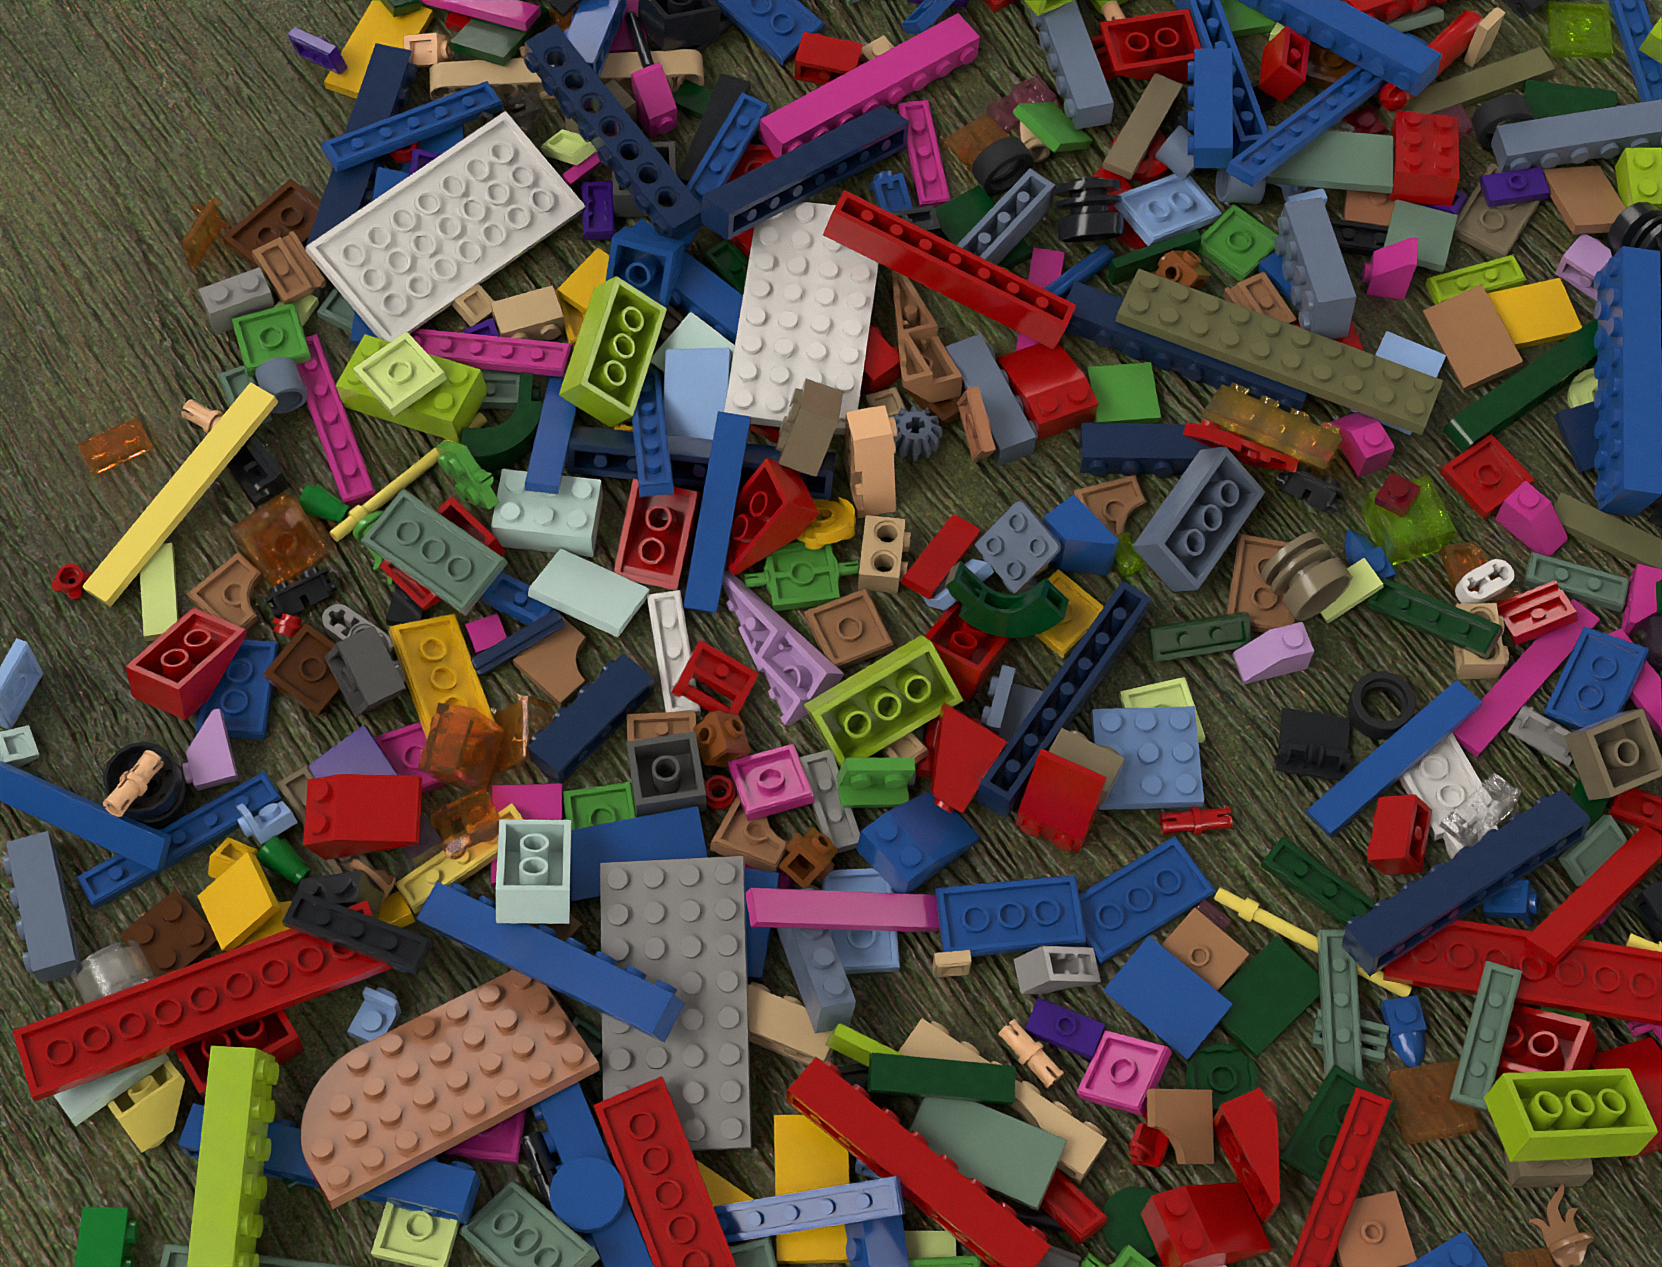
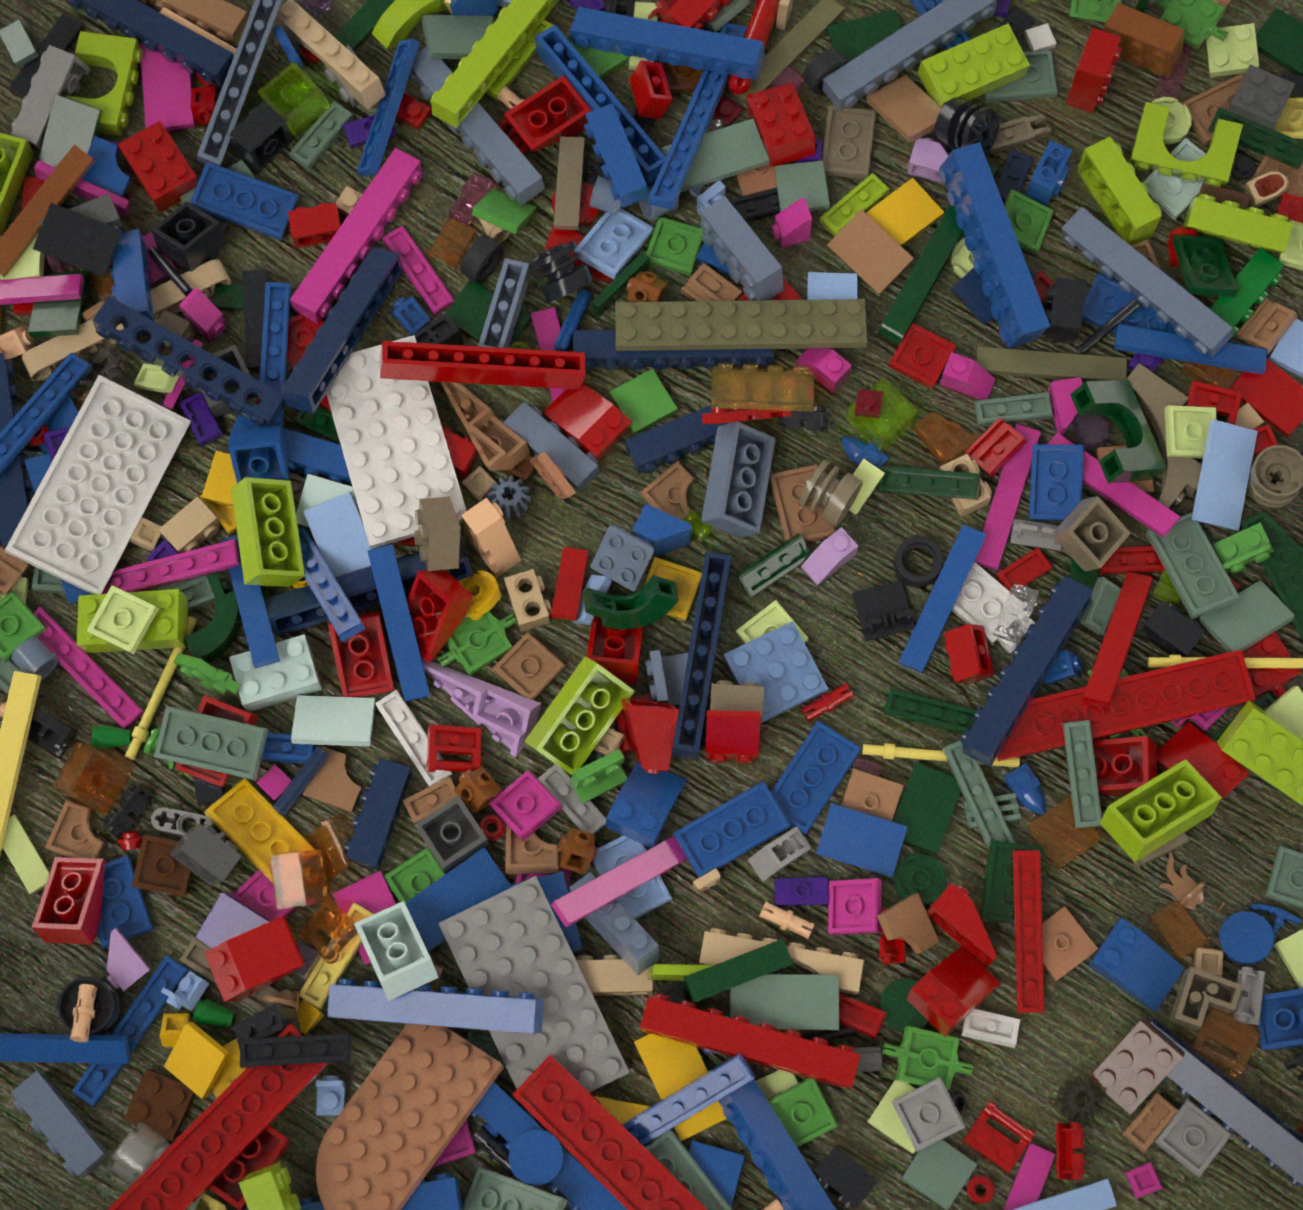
camera: 20 degrees left, 10 degrees up
(1480, 577) = (948, 438): white beam -> none
(1514, 187) = (853, 119): dark purple plate -> none
(1518, 769) = (1024, 570): none -> red tile

